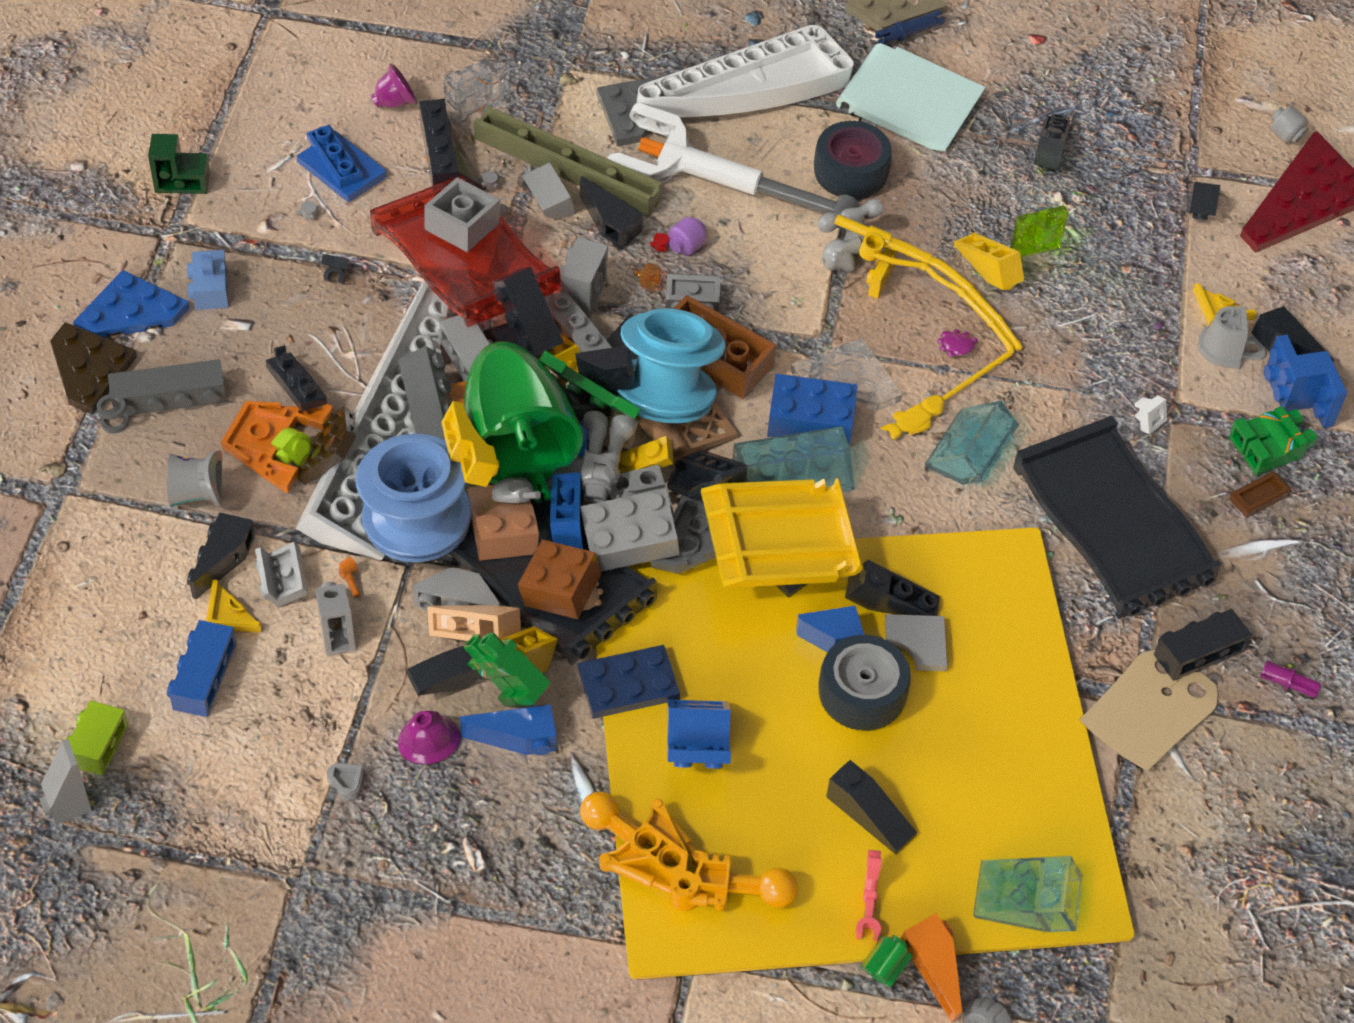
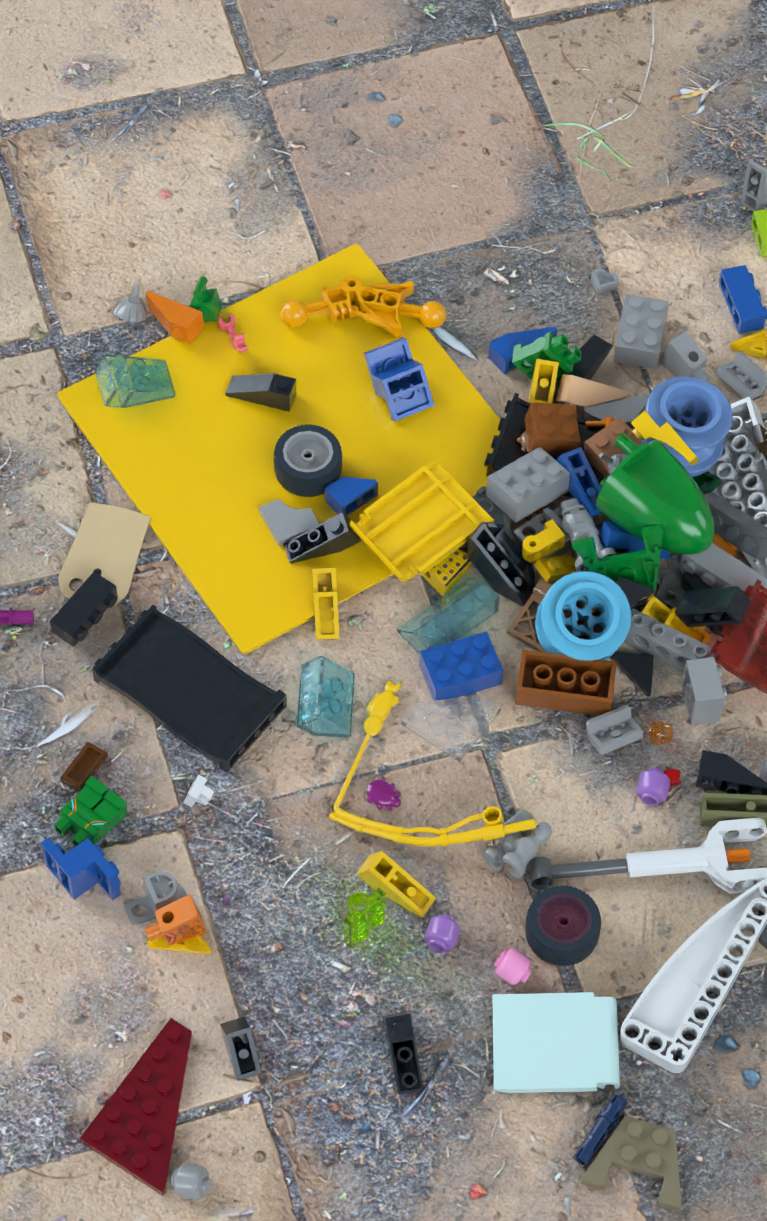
camera: 155 degrees right, 5 degrees up
(355, 680) = (641, 331): none -> light grey brick
(428, 738) = (574, 324): magenta hat -> none
(484, 568) = (601, 423): none -> orange hand
(628, 681) = (467, 407): dark blue plate -> none
(653, 468) = (543, 543): none -> yellow leg
(878, 277) = (478, 846): yellow plate -> none
(916, 155) = (512, 966): none -> bright pink head
(922, 533) = (325, 603): none -> yellow slope
(966, 206) = (442, 933): none -> medium lavender head
(1224, 288) = (177, 922): none -> orange torso
(1282, 322) = (109, 918): black slope -> none

